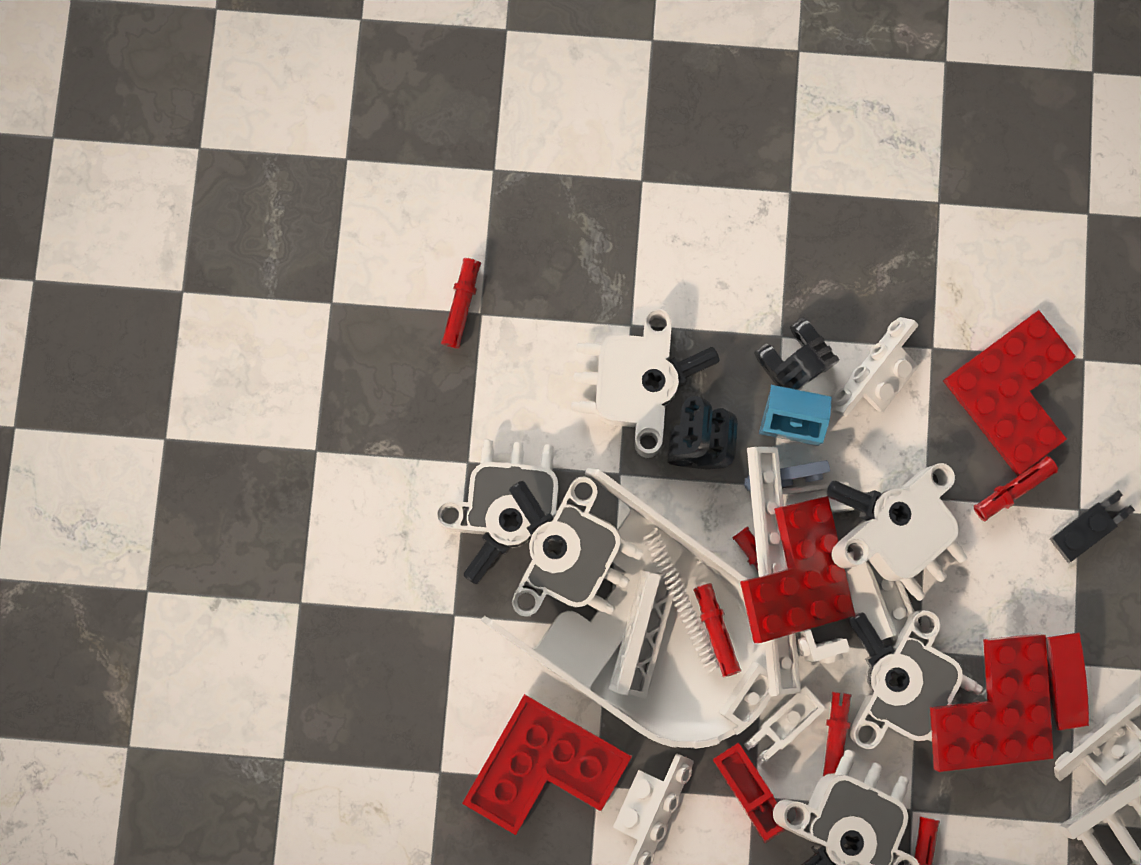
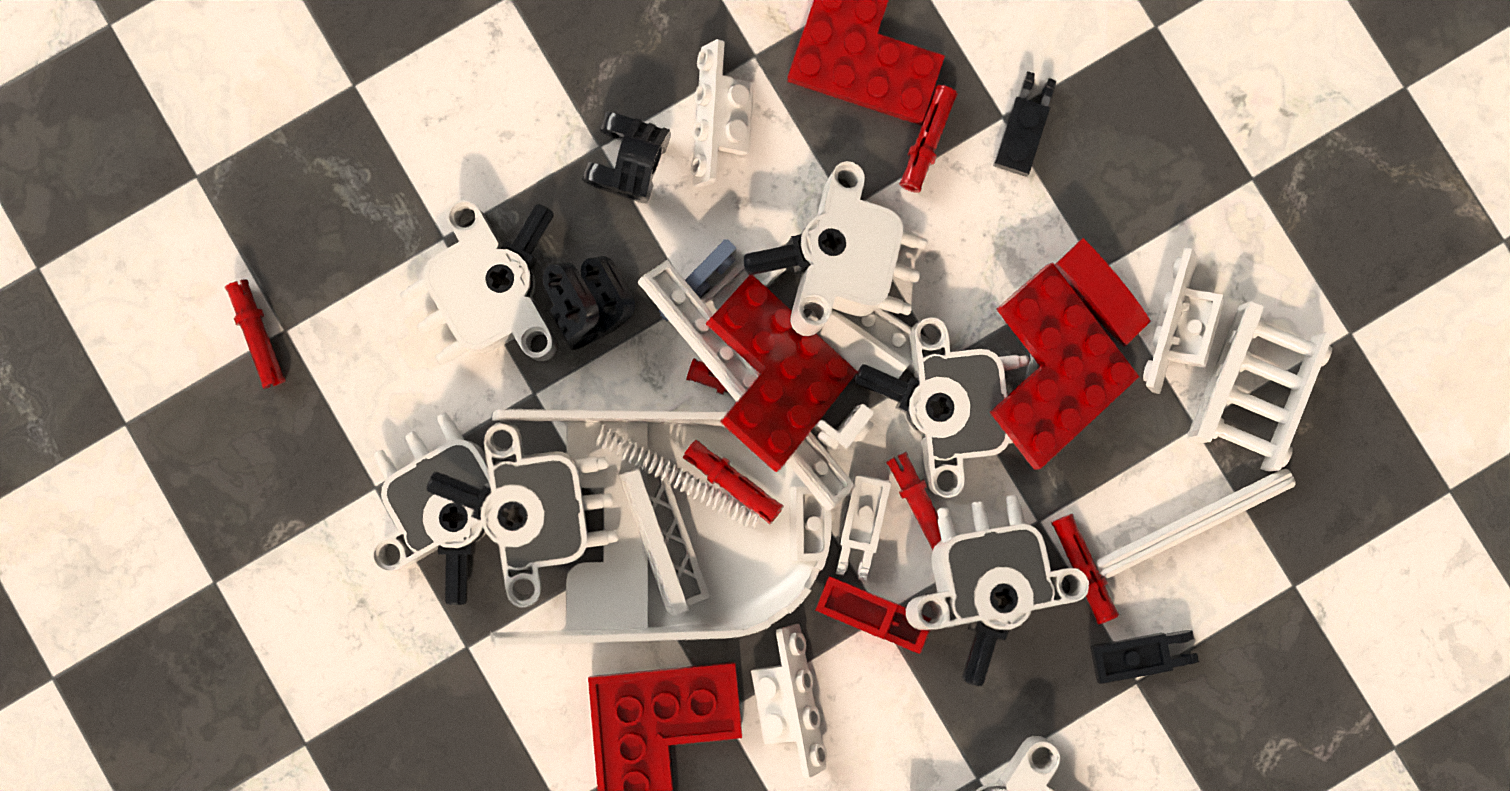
camera: 35 degrees left, 5 degrees up
(796, 415) = (664, 215): dark azure slope -> none

